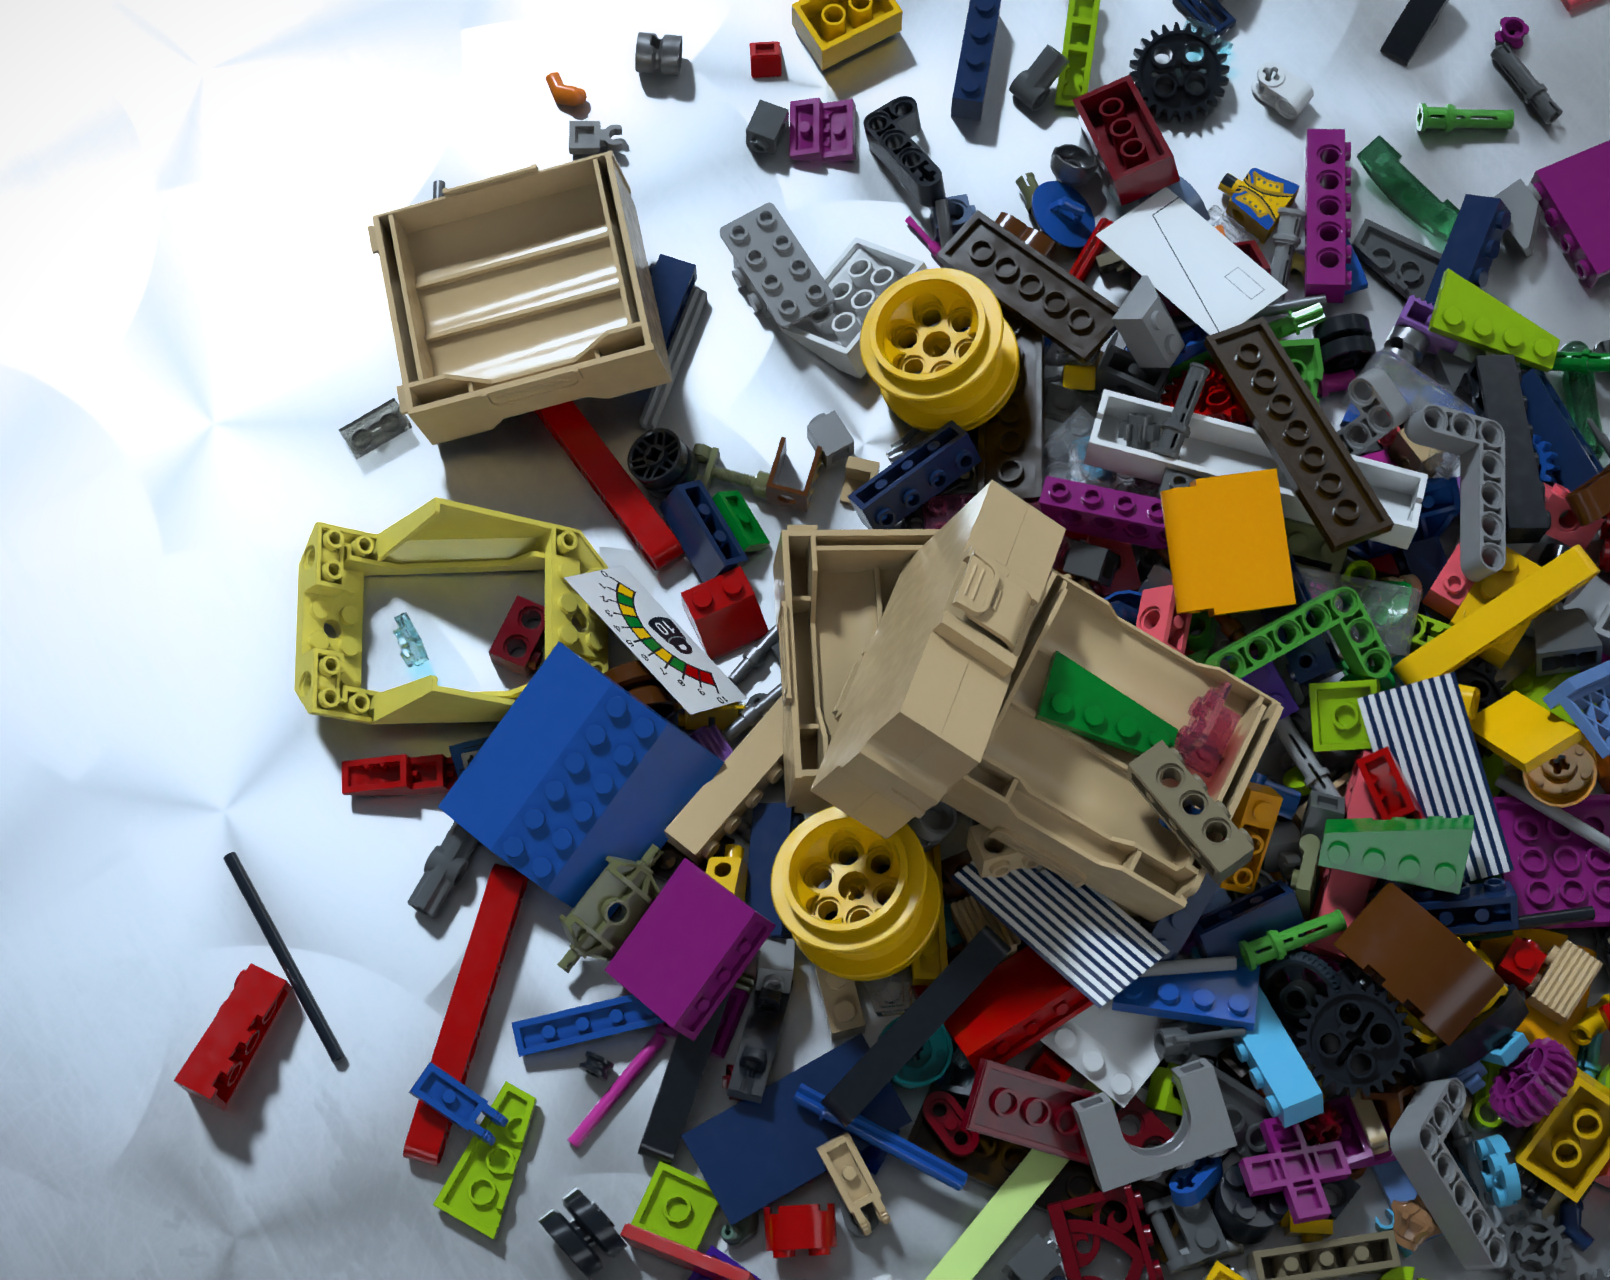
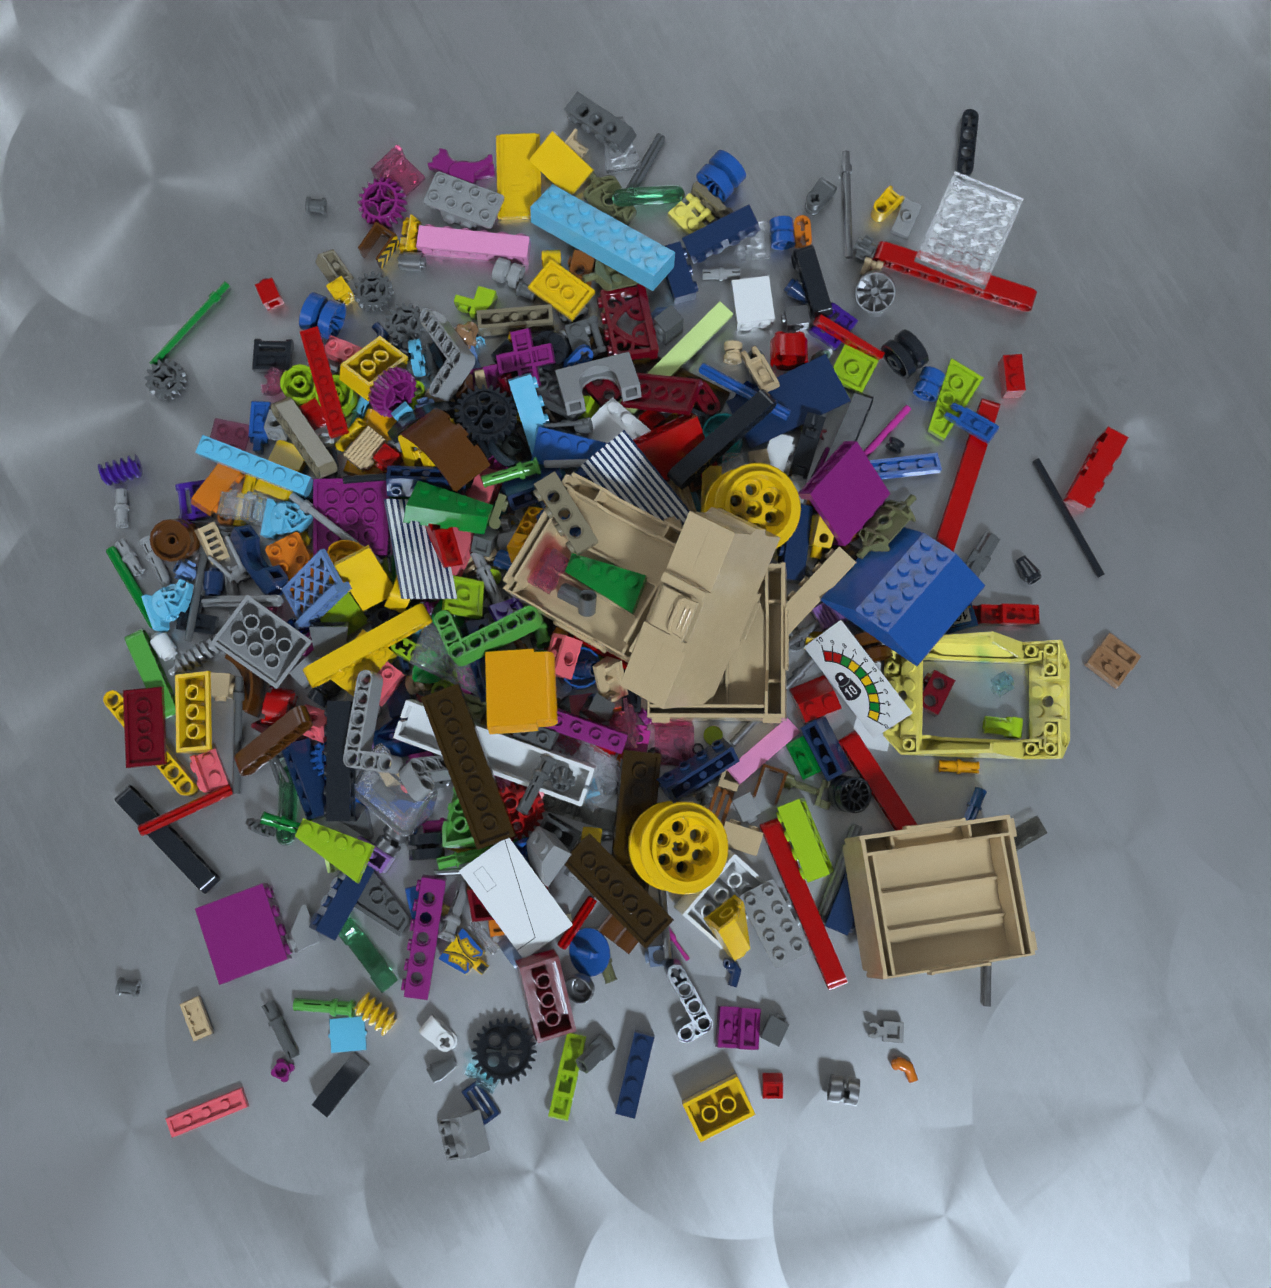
camera: 170 degrees left, 10 degrees up
(216, 712) = (1112, 660): none -> medium nougat slope
(358, 854) = (1028, 570): none -> black cone
(380, 1209) = (1012, 376): none -> red brick
(398, 590) = (1009, 726): none -> lime piece
(456, 466) = (975, 803): none -> blue axle
(535, 1182) = (929, 384): none -> blue wheel
(731, 390) = (805, 840): none -> lime slope
(732, 308) = (803, 904): none -> red beam
(809, 1028) = (779, 451): none -> white slope
(823, 509) = (763, 750): none -> bright pink slope
(833, 206) = (734, 971): none -> dark blue arm
(838, 390) = (742, 838): none -> tan brick
(848, 254) = (730, 927): none -> yellow slope
(880, 415) = (724, 792): none -> dark orange tile
(905, 1227) = (732, 352): none -> tan wheel
(1151, 686) = (583, 600): none -> dark grey piece
(1271, 46) = (440, 1069): none -> dark grey cone
(1384, 111) = (375, 1013): none -> yellow piece
(1420, 84) = (347, 1034): none -> medium azure piece

